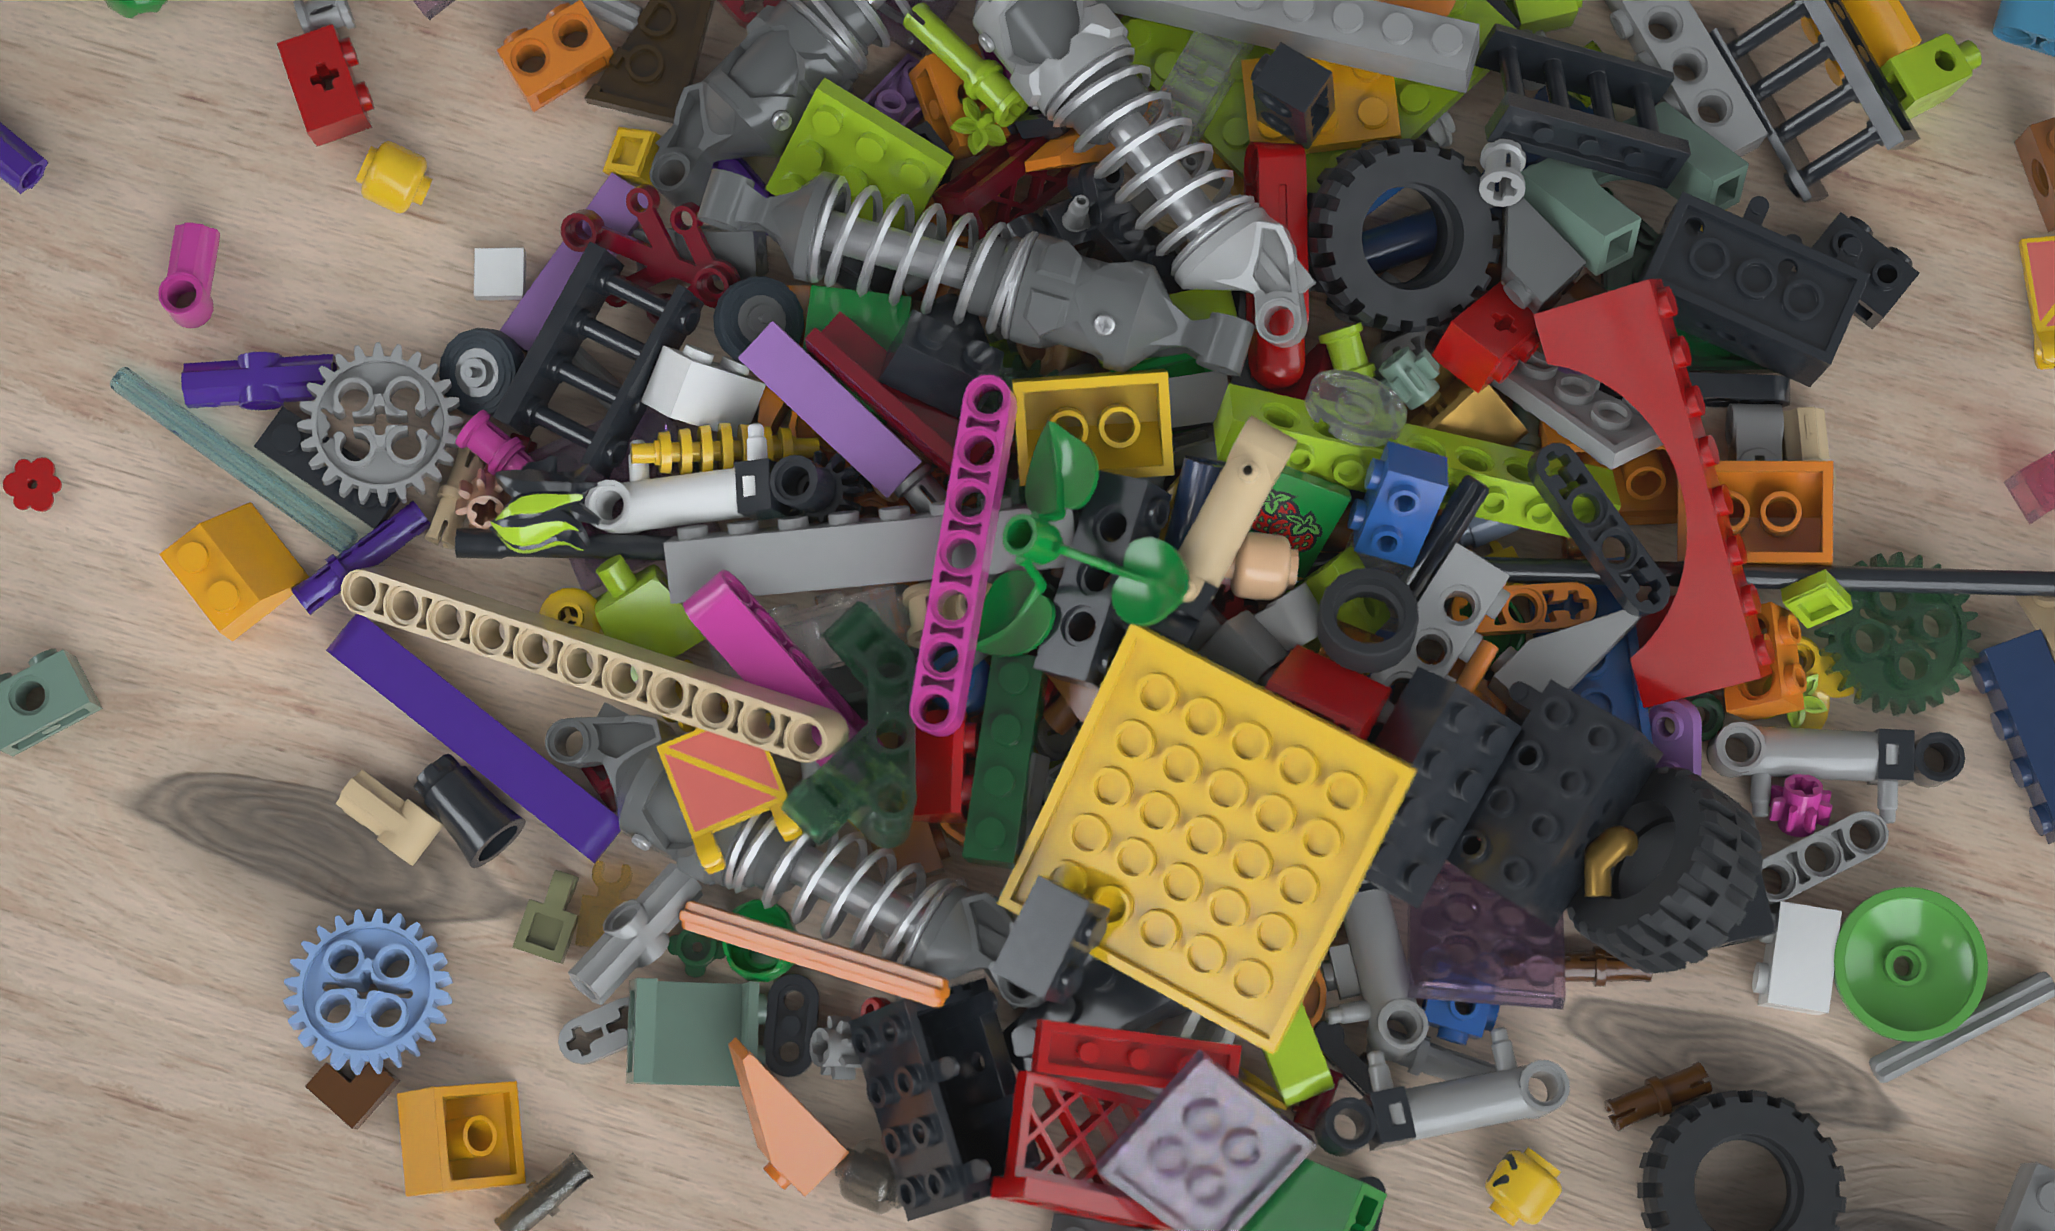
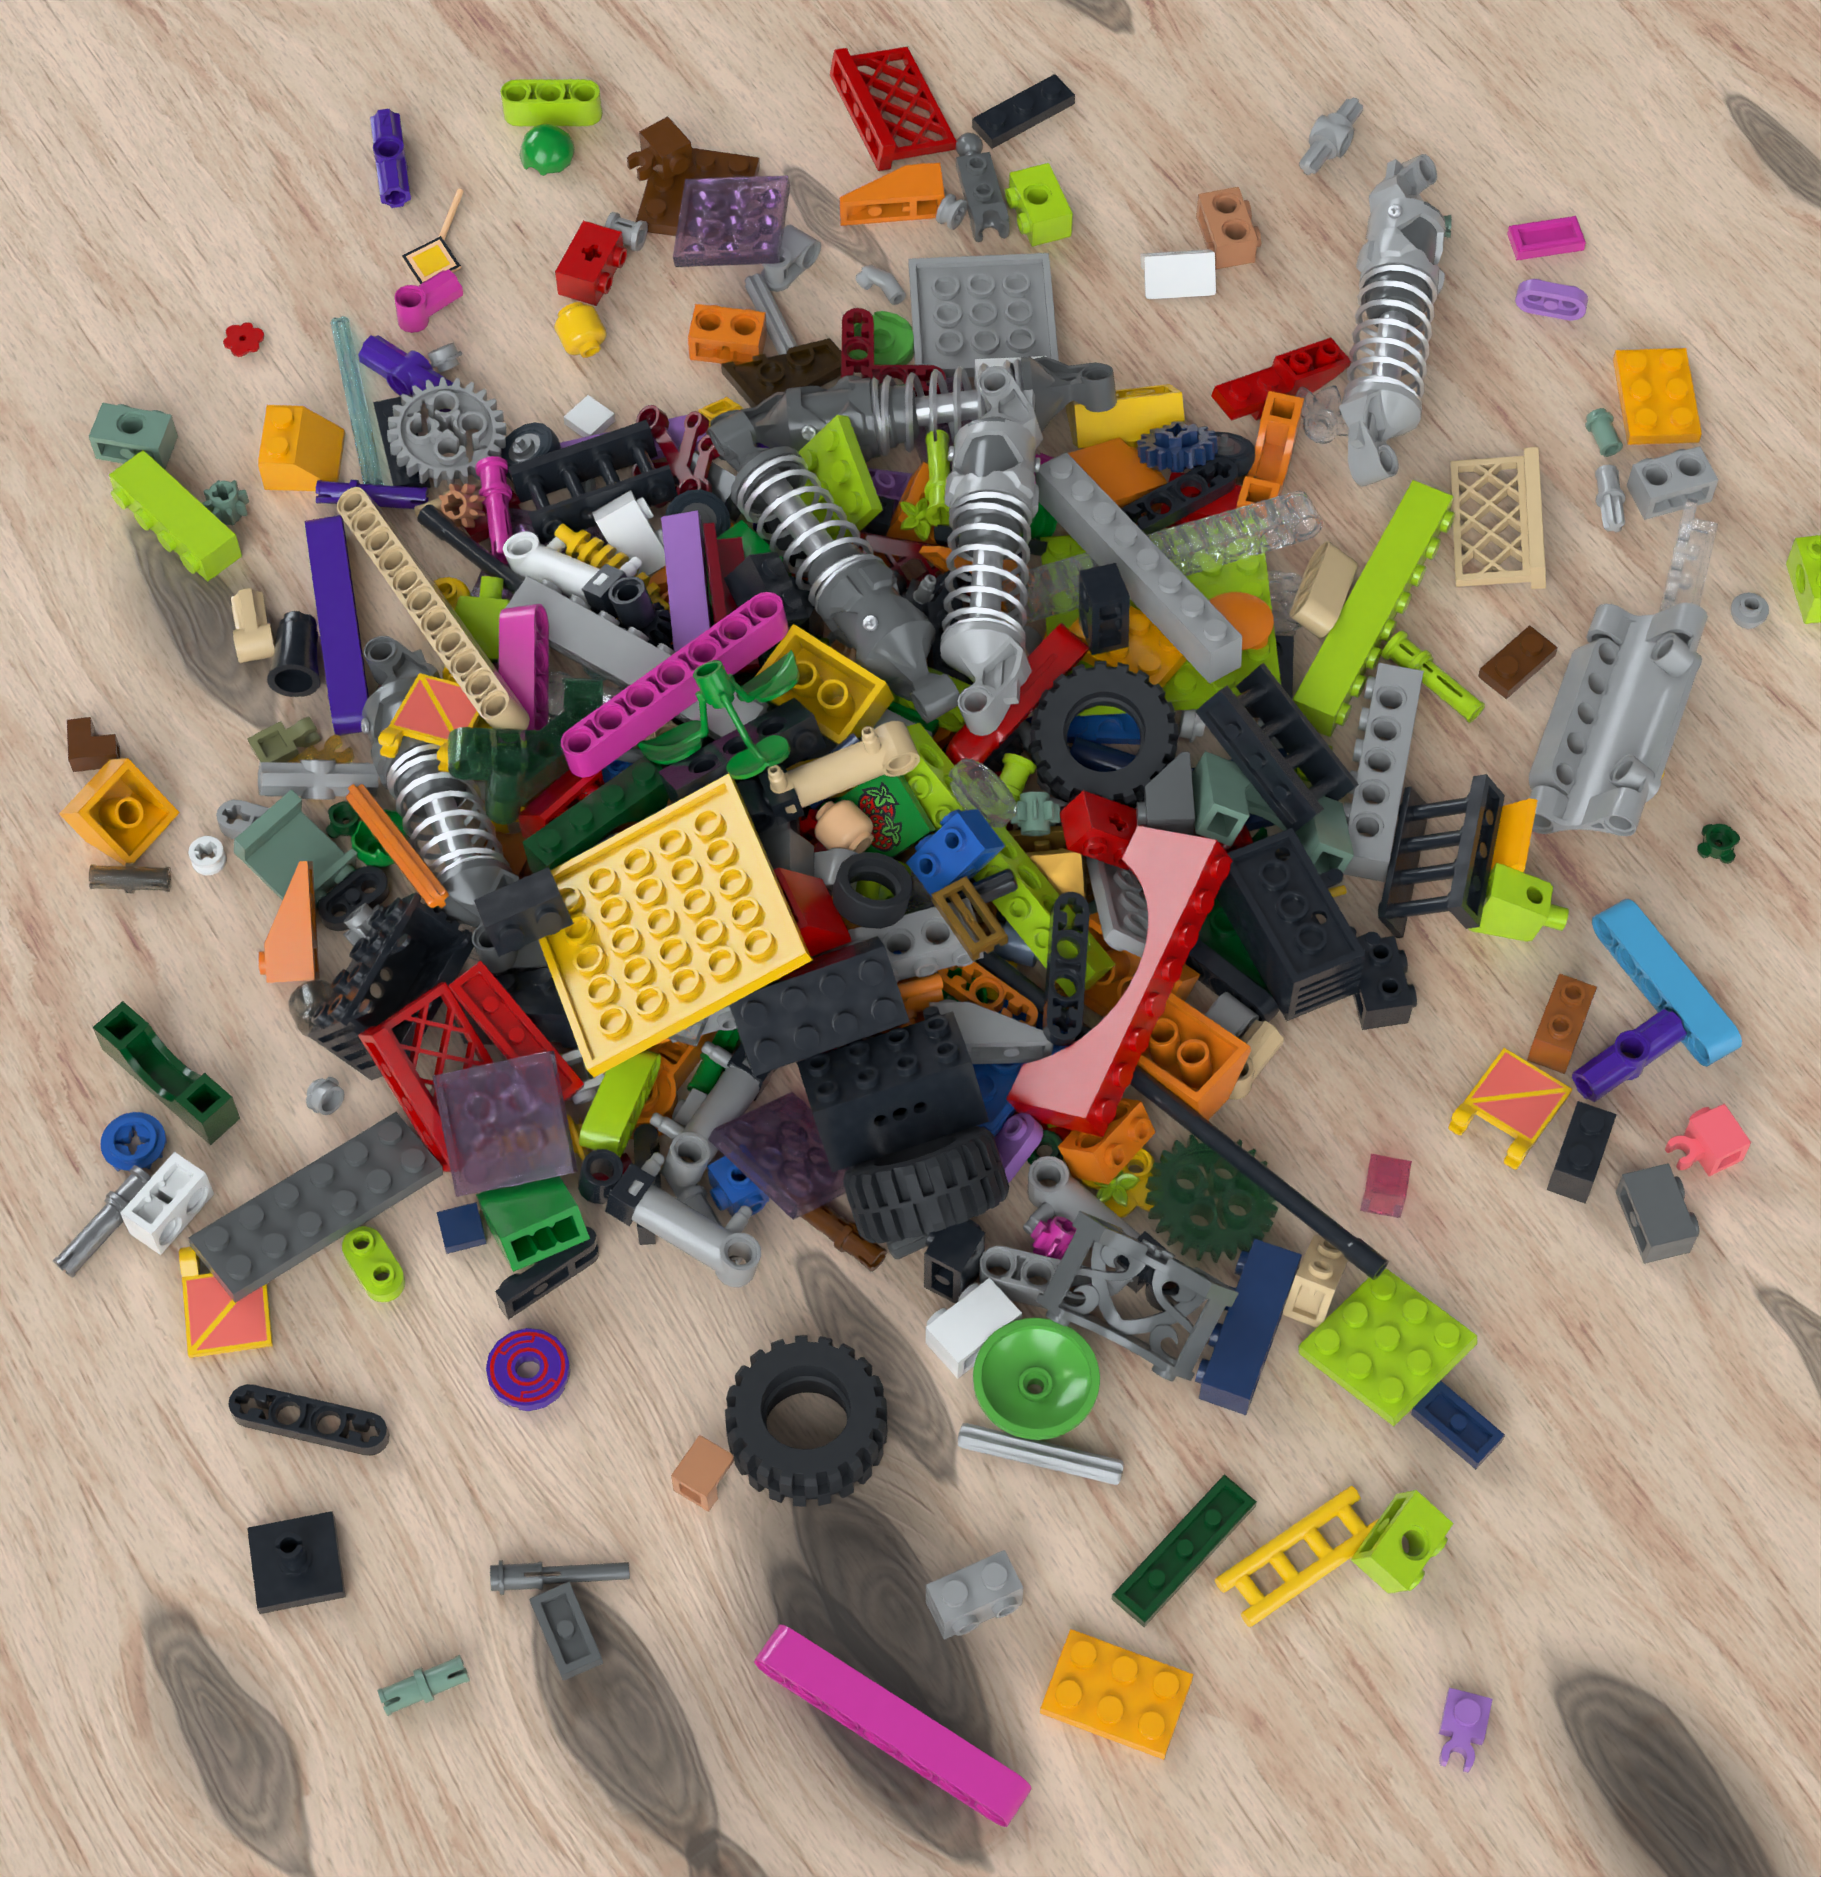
camera: 40 degrees right, 20 degrees down
(140, 216) = (435, 255): none -> piece
(176, 758) = (175, 516): none -> lime brick
(214, 710) = (226, 501): none -> sand green gear
(277, 329) = (444, 357): none -> light grey plate
(359, 1034) = (149, 700): light blue gear -> none
(544, 507) = (481, 515): black hair -> none
(583, 1094) = (207, 845): none -> white bush
(1476, 586) = (984, 943): none -> pearl gold tile
(1507, 174) = (1182, 729): light grey bush -> none
(1523, 1187) = (678, 1316): yellow head -> none
(1604, 854) = (893, 1135): pearl gold arm -> none
(1658, 1096) = (789, 1327): reddish brown pin -> none
(1816, 599) = (1172, 1124): lime tile -> none
(1893, 852) = (1193, 1283): none -> dark grey fence

